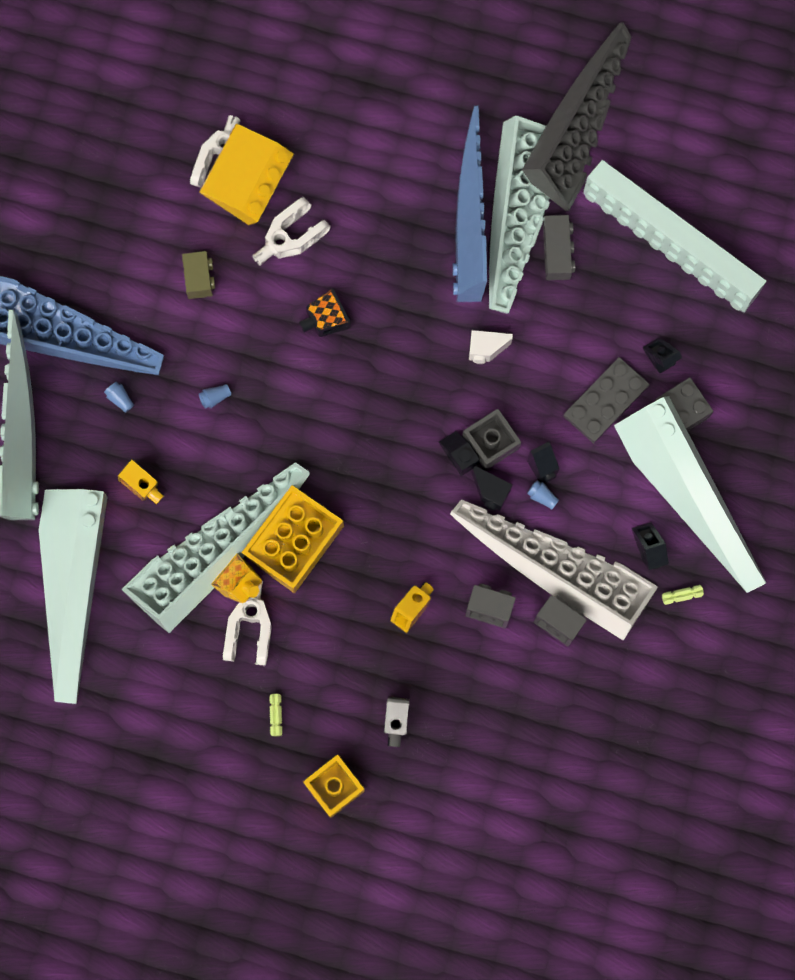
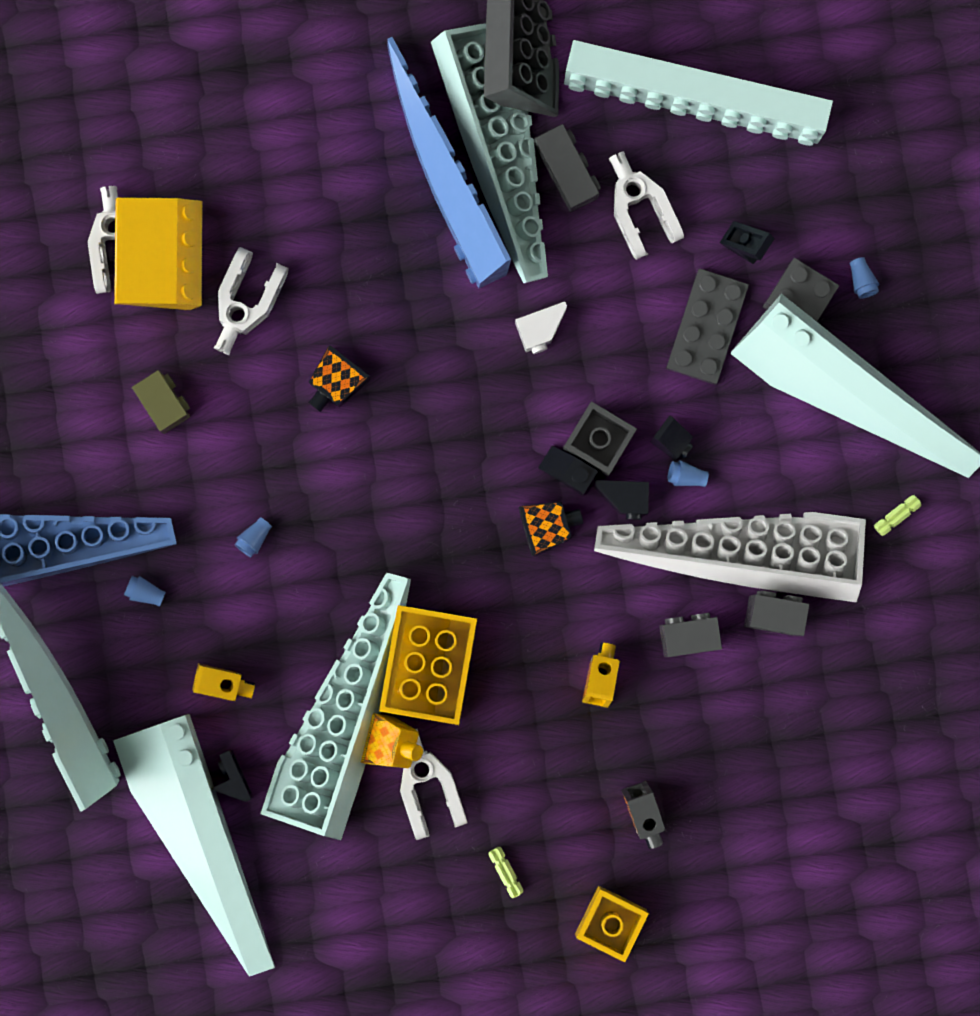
camera: 25 degrees left, 10 degrees up
(115, 559) = (237, 785): none -> black slope
(425, 483) = (547, 525): none -> torso
(608, 288) = (649, 190): none -> white piece
(651, 546) = (836, 476): black slope -> none
(734, 420) = (864, 281): none -> medium blue cone

